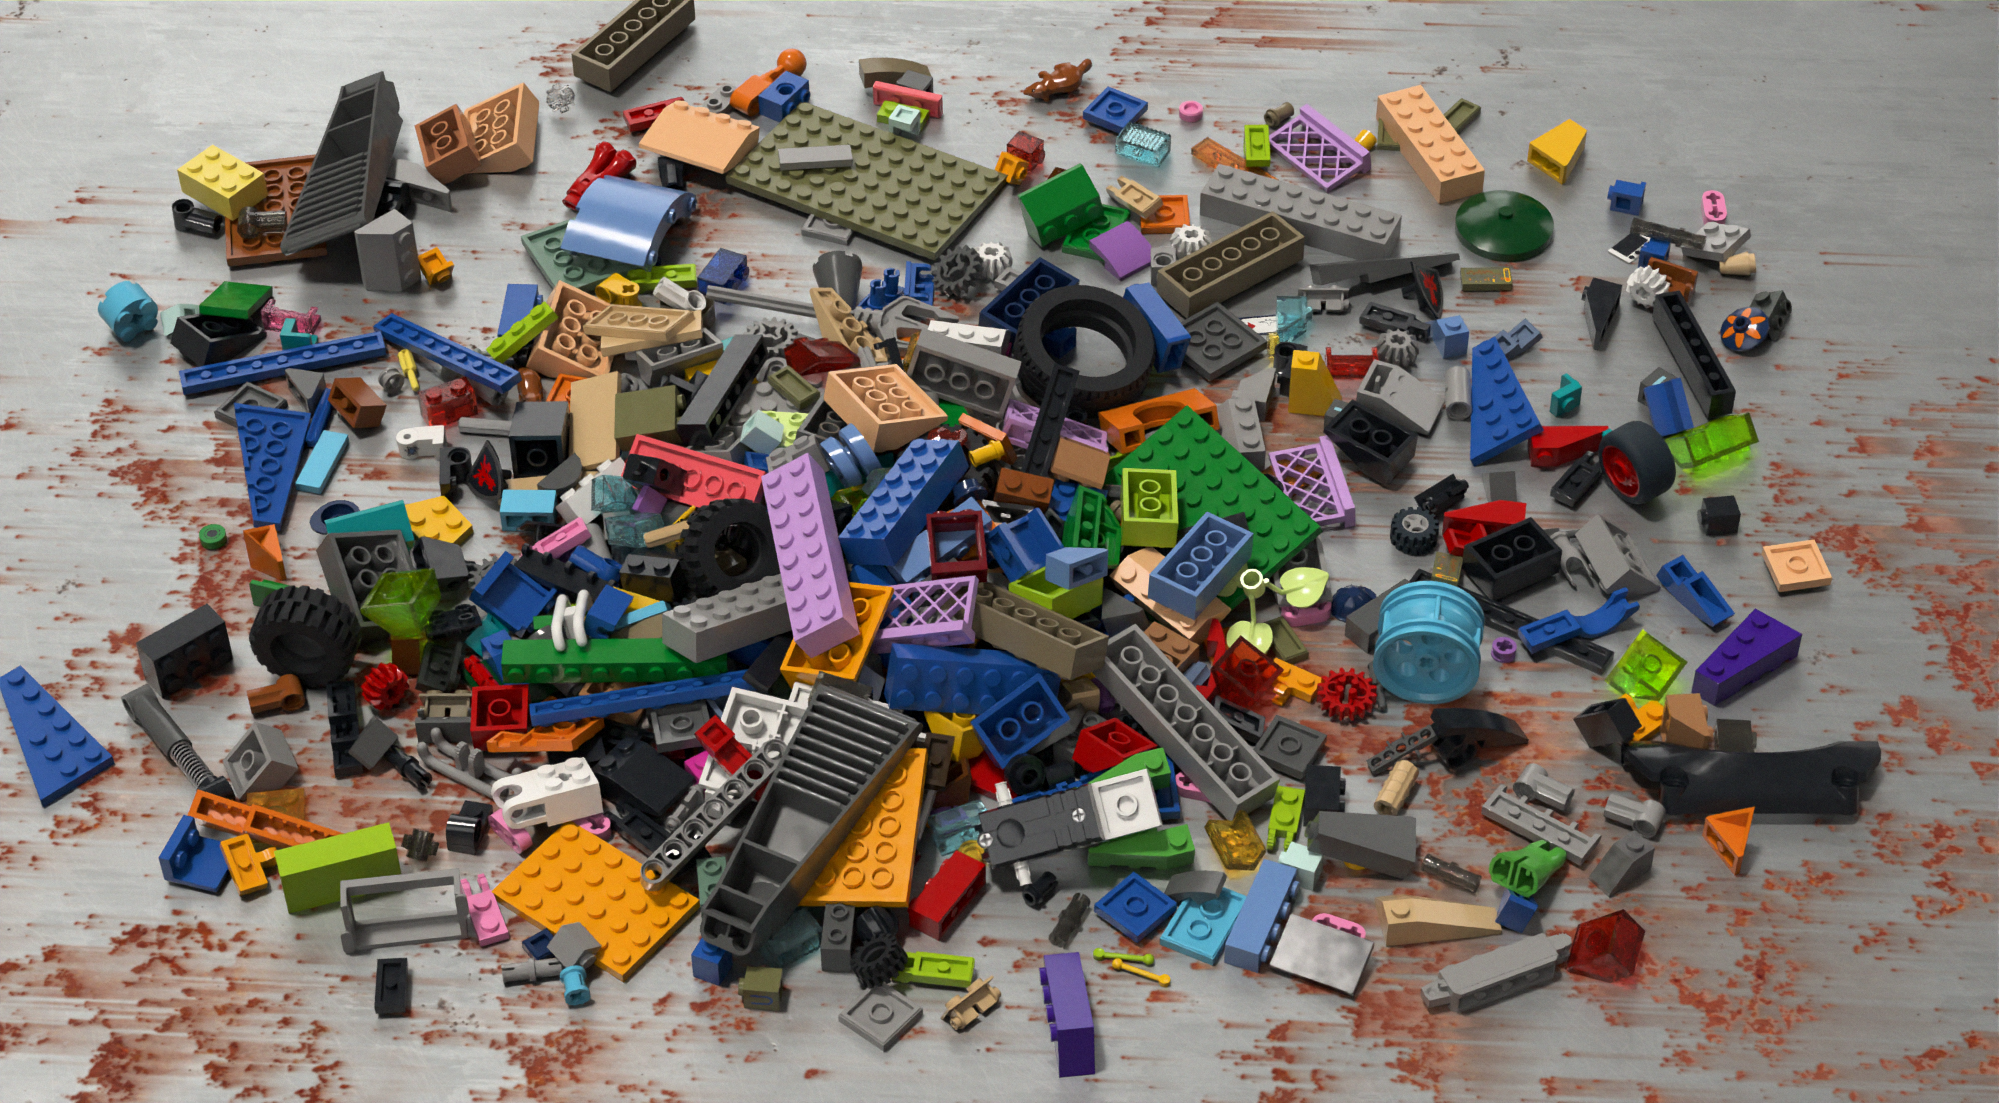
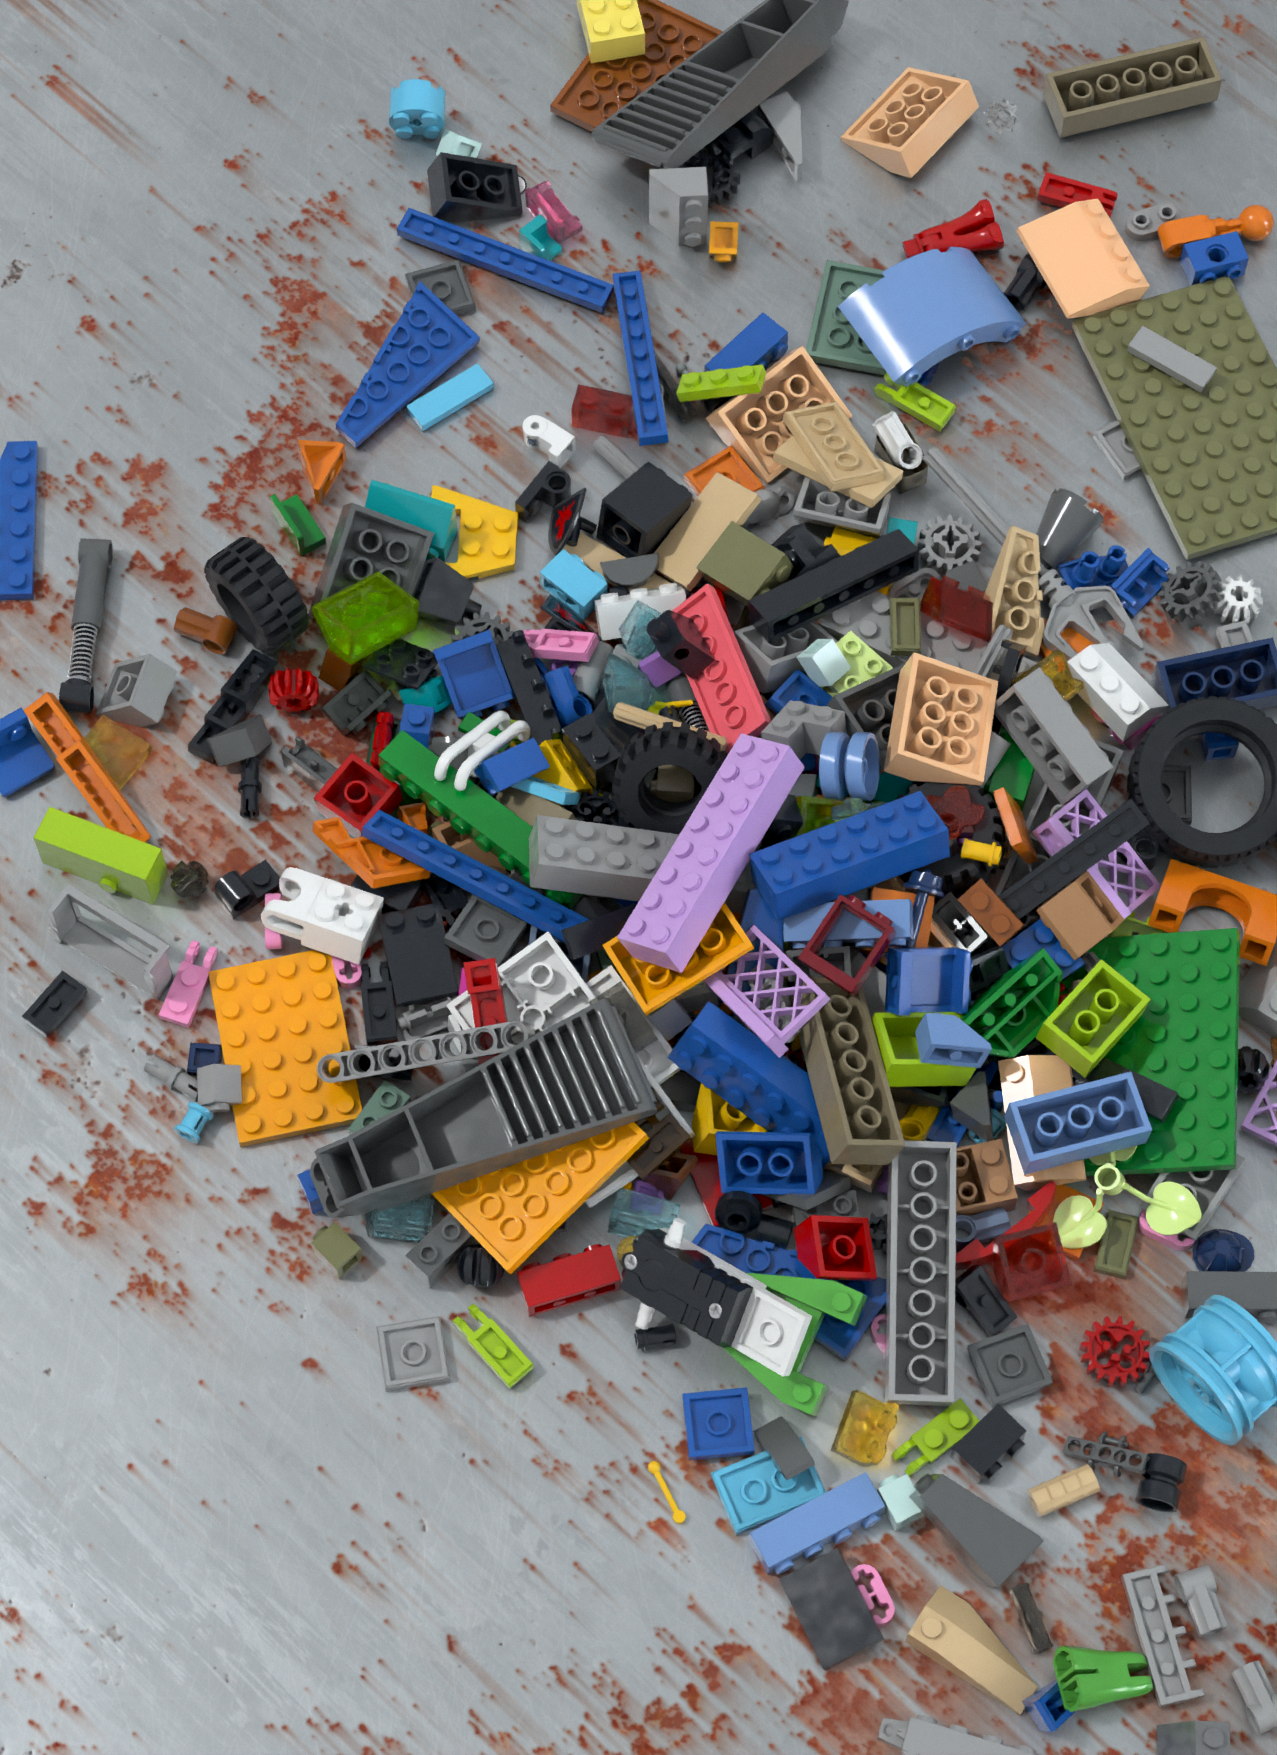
camera: 40 degrees right, 20 degrees up
(184, 650) = (164, 529): black brick -> none
(188, 217) = (563, 36): black piece -> none
(212, 536) = (295, 414): green tile -> none
(235, 300) = (518, 160): green tile -> none
(246, 864) = (40, 789): light orange plate -> none
(253, 222) = (601, 81): clear smoke piece -> none
(306, 387) = (501, 308): dark grey slope -> none
(319, 419) = (489, 345): blue axle -> none
(328, 511) = (403, 471): dark blue piece -> none
(357, 402) = (526, 354): dark orange brick -> none
(396, 382) = (579, 347): light grey bush -> none
(409, 367) = (607, 344): light yellow axle -> none
(437, 702) = (326, 739): dark tan hinge -> none
(448, 145) = (844, 107): nougat brick -> none
(468, 765) = (296, 821): light grey piece -> none
(530, 387) = (688, 447): dark orange animal -> none
(618, 291) = (860, 392): yellow piece -> none
(724, 270) = (970, 437): clear blue brick -> none
(878, 960) = (443, 1292): black tyre -> none
(962, 1010) = (506, 1404): tan hinge -> none
(1068, 1013) = (559, 1485): dark purple wedge -> none
(1069, 919) = (652, 1389): clear smoke pin -> none
(1099, 954) = (649, 1444): lime hinge -> none
(1294, 682) = (1082, 1296): light orange plate -> none
(1479, 725) = (1193, 1493): black slope -> none

